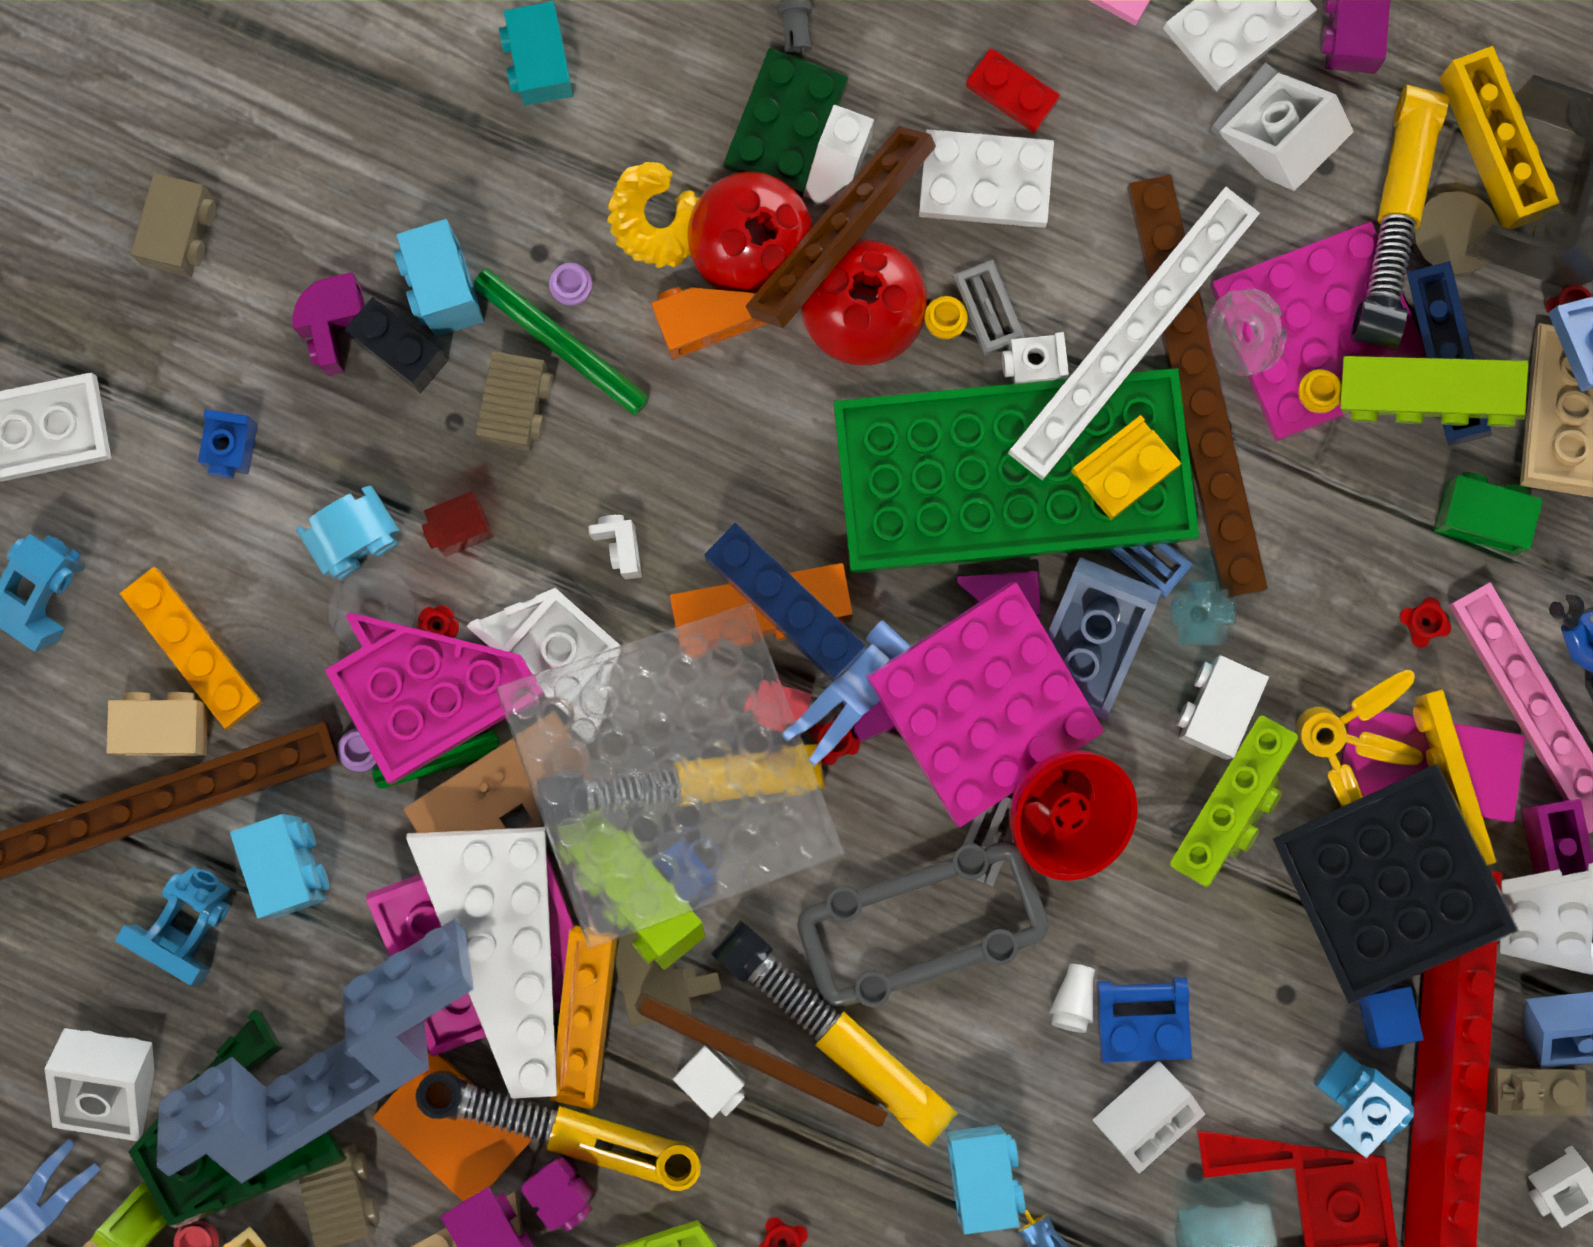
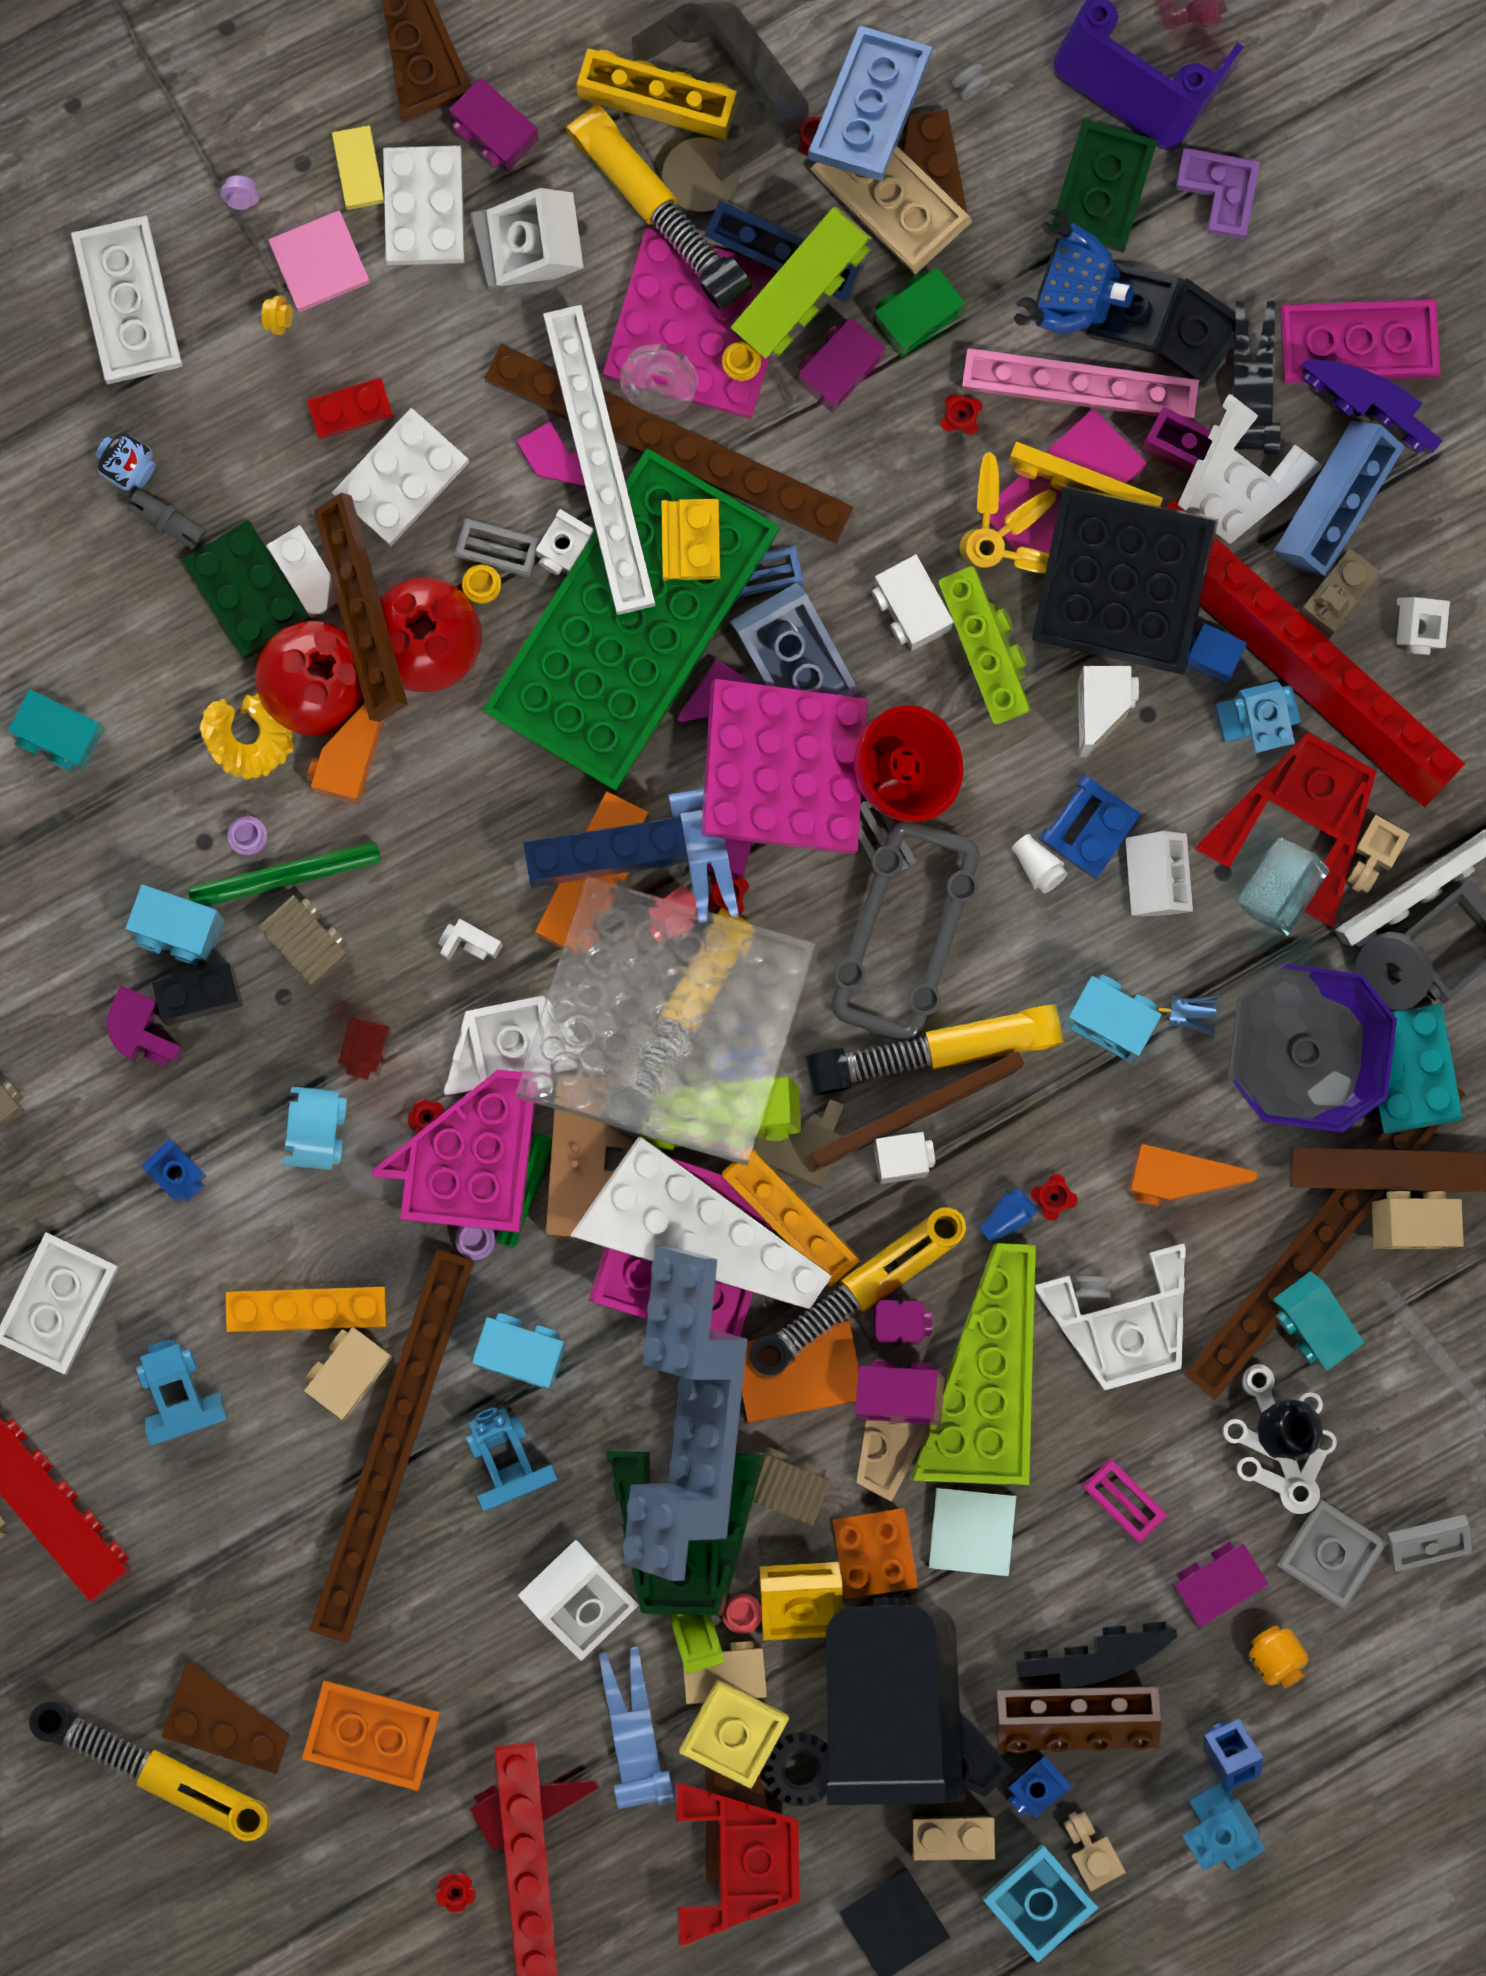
camera: 55 degrees left, 0 degrees up
(734, 1214) = (1008, 1215): none -> blue cone
(1104, 291) = (550, 457): none -> dark pink tile
(1194, 628) = (841, 579): clear light blue brick -> none
(1266, 947) = (1103, 703): none -> white slope
(1386, 480) = (840, 363): none -> magenta brick

